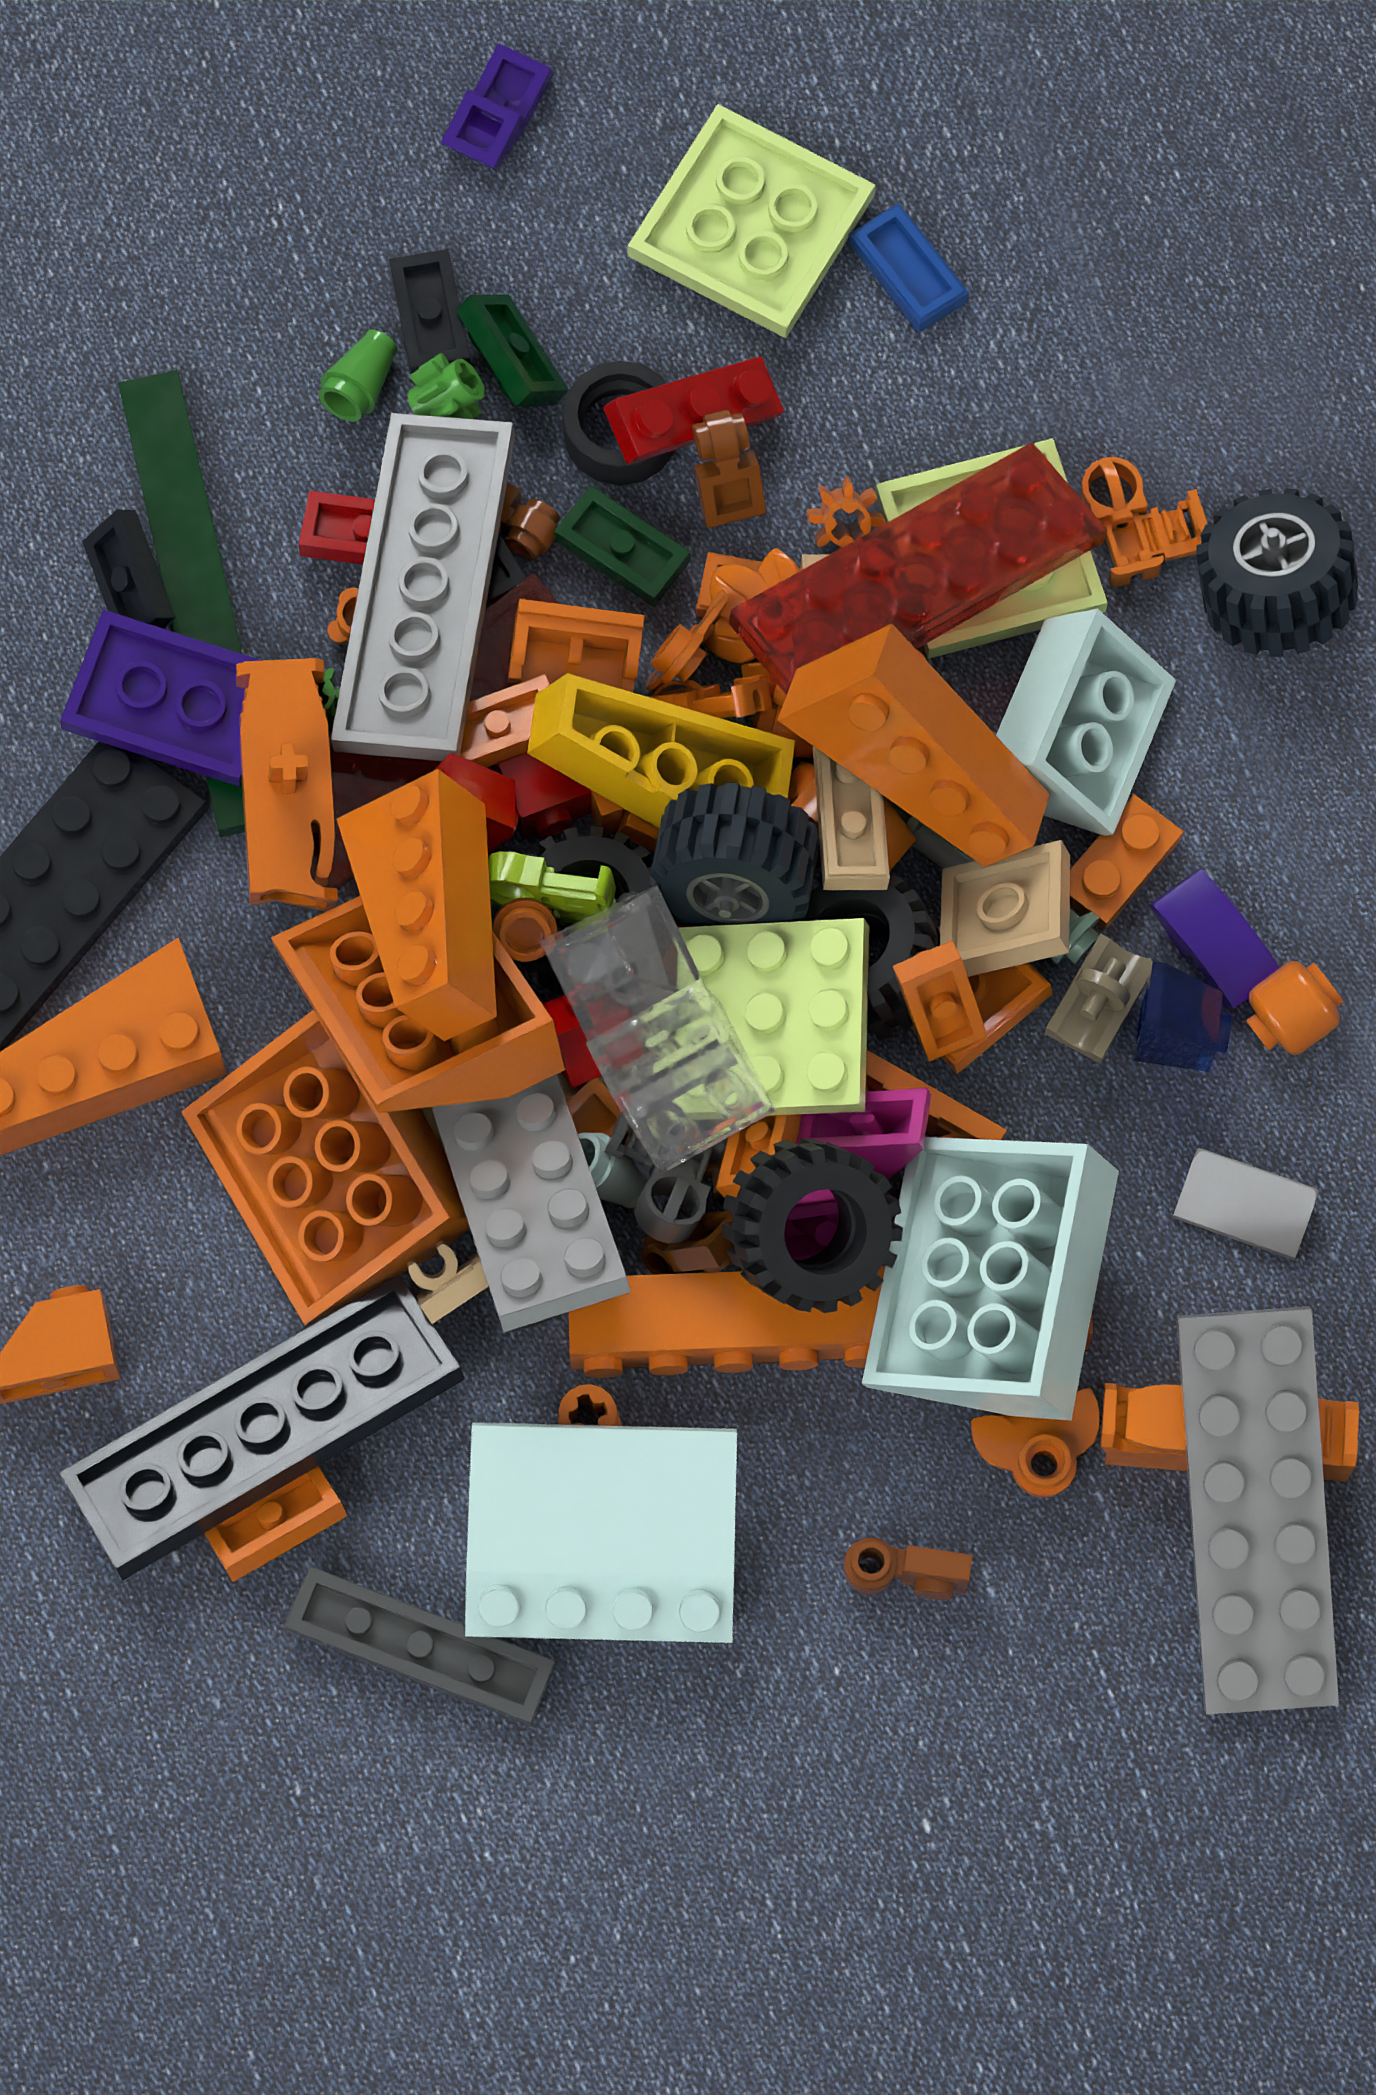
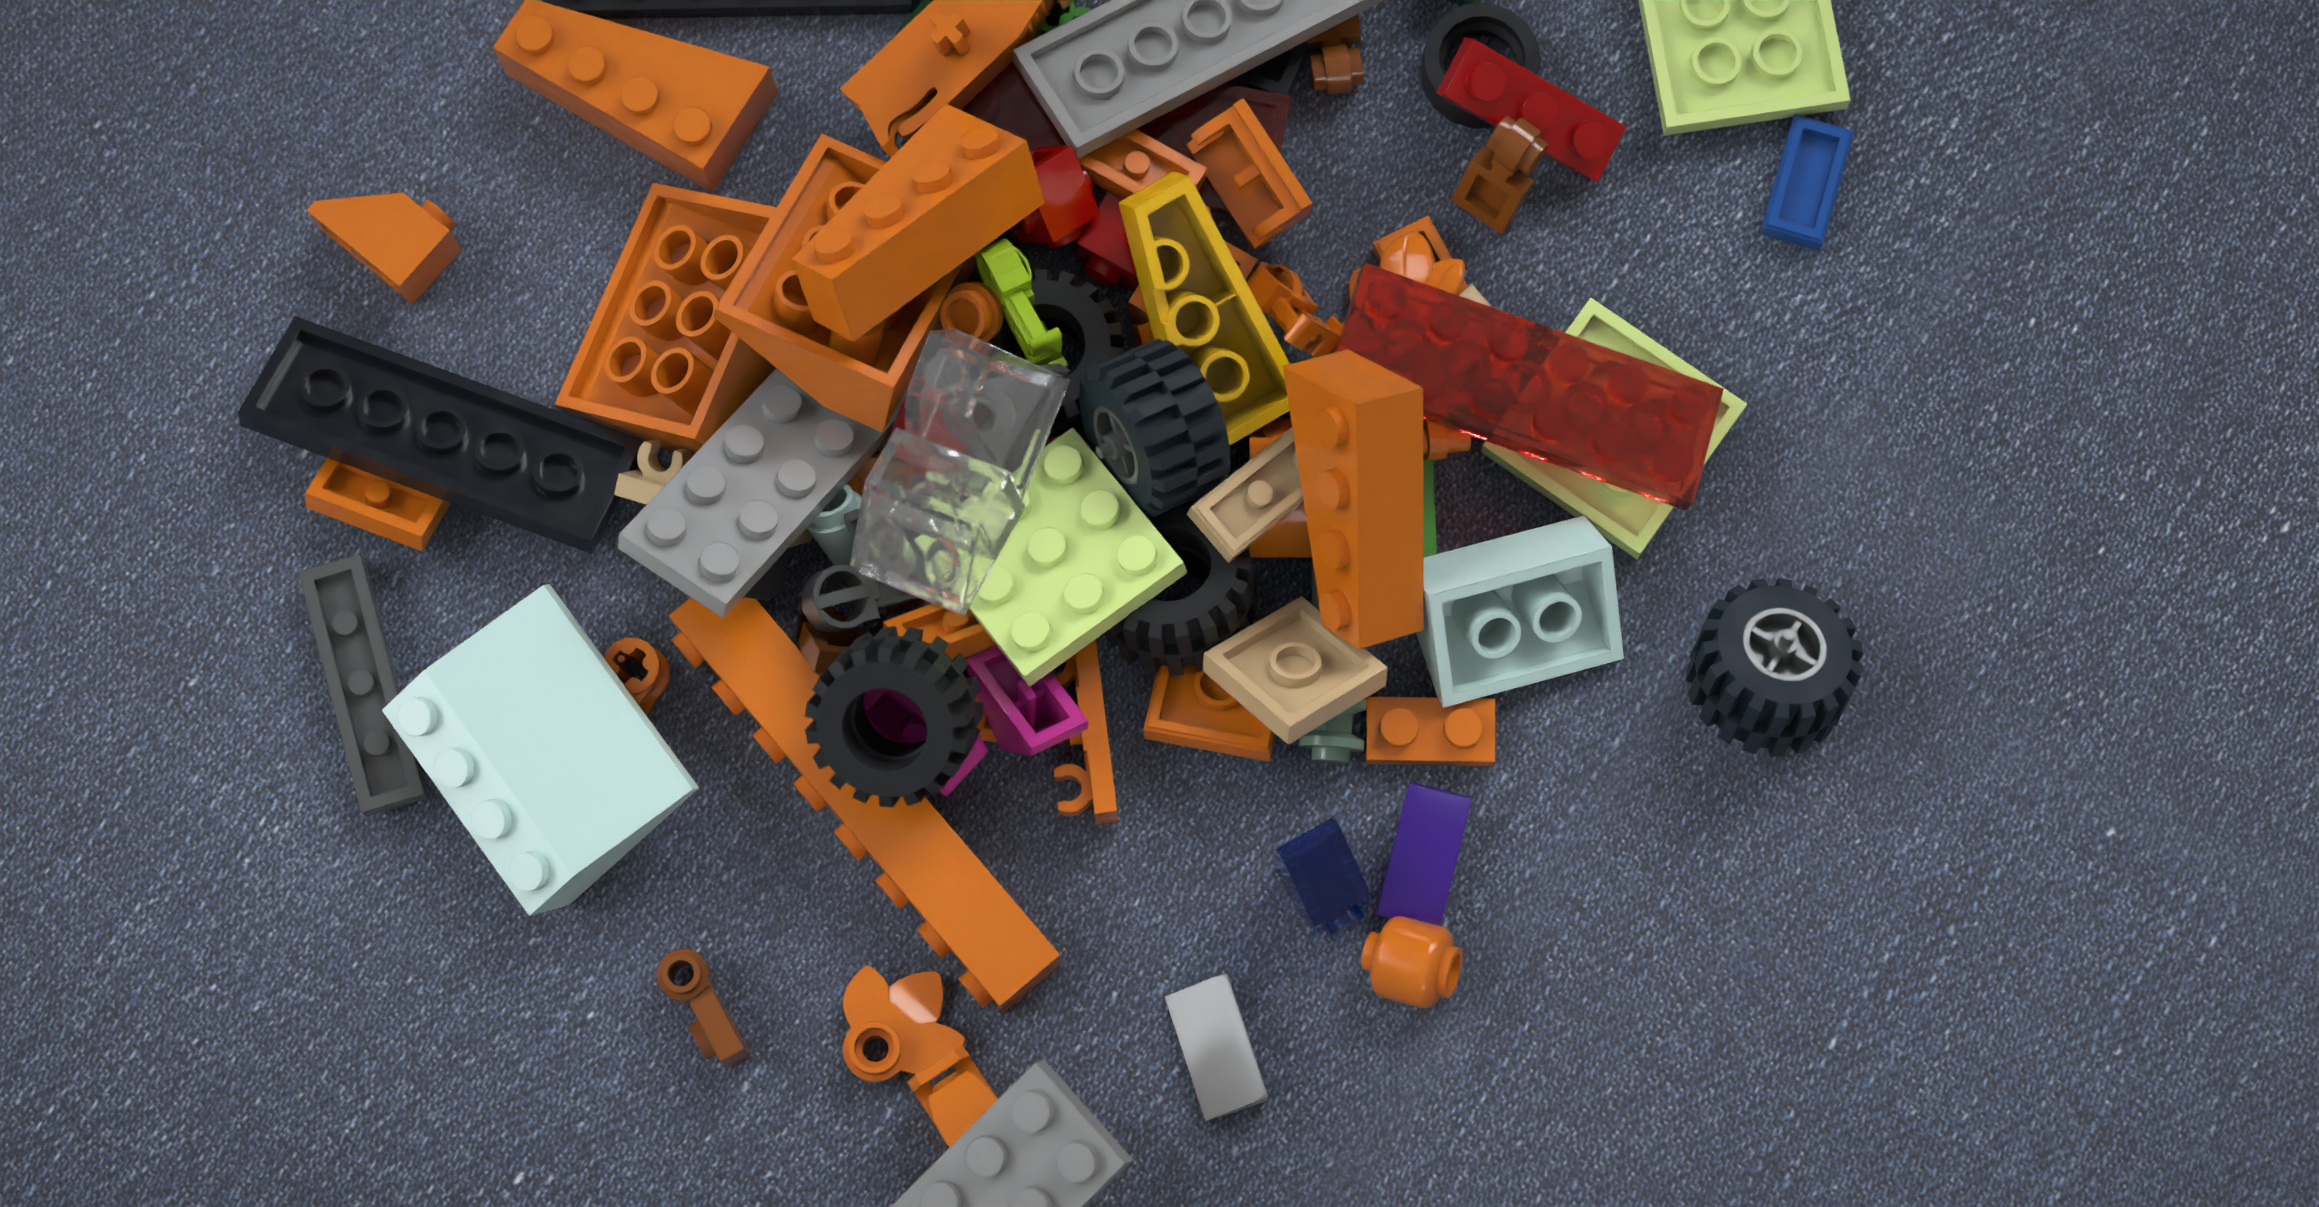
camera: 55 degrees right, 5 degrees up
(622, 546) = (1378, 147): dark green plate -> none
(681, 650) = (1314, 256): orange plate -> none
(850, 502) = (1550, 283): orange gear -> none
(940, 1000) = (1170, 674): orange plate -> none
(993, 1275) = (976, 891): light aqua slope -> none
(1099, 999) = (1291, 800): dark tan hips -> none
(1143, 534) = (1732, 540): orange piece -> none

